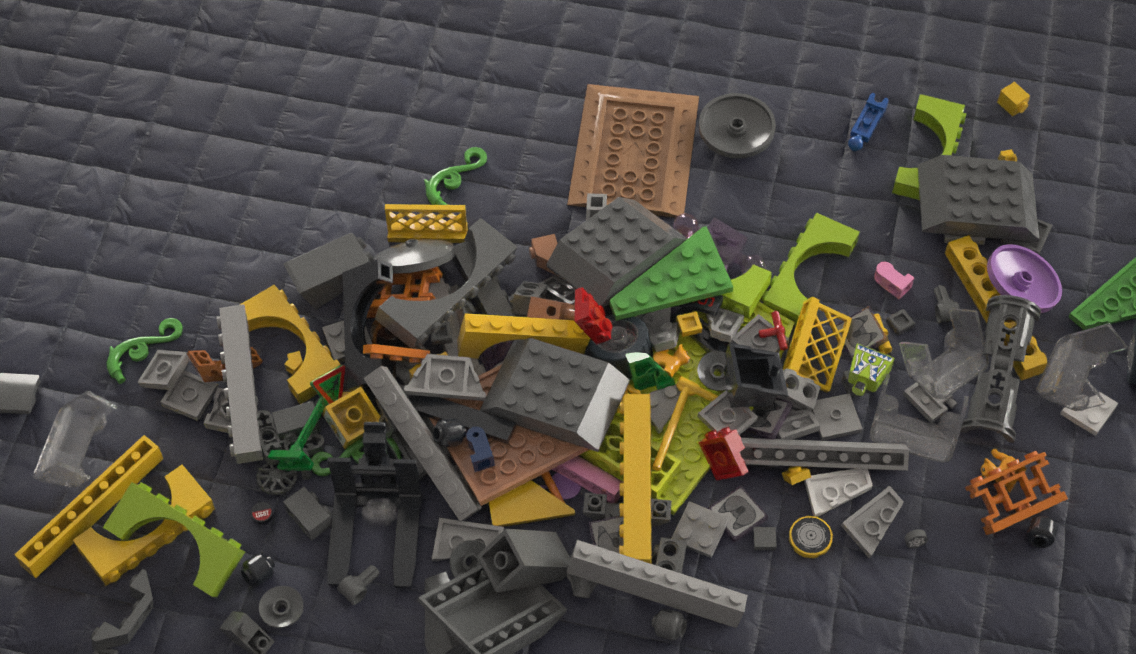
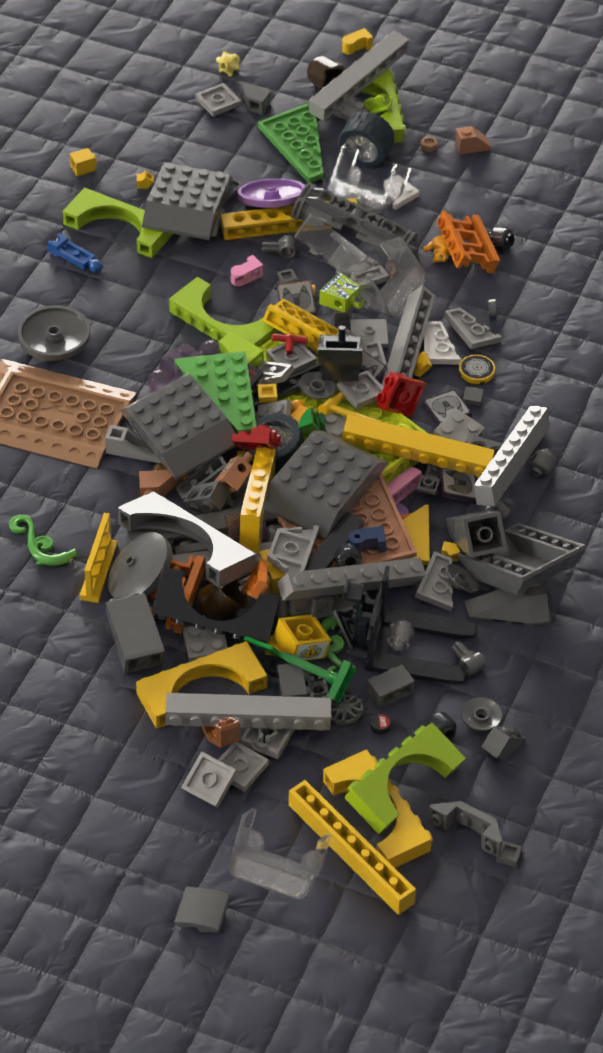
camera: 80 degrees left, 10 degrees down
(141, 353) = (177, 803): bright green plant -> none
(294, 362) = (224, 683): yellow piece -> none

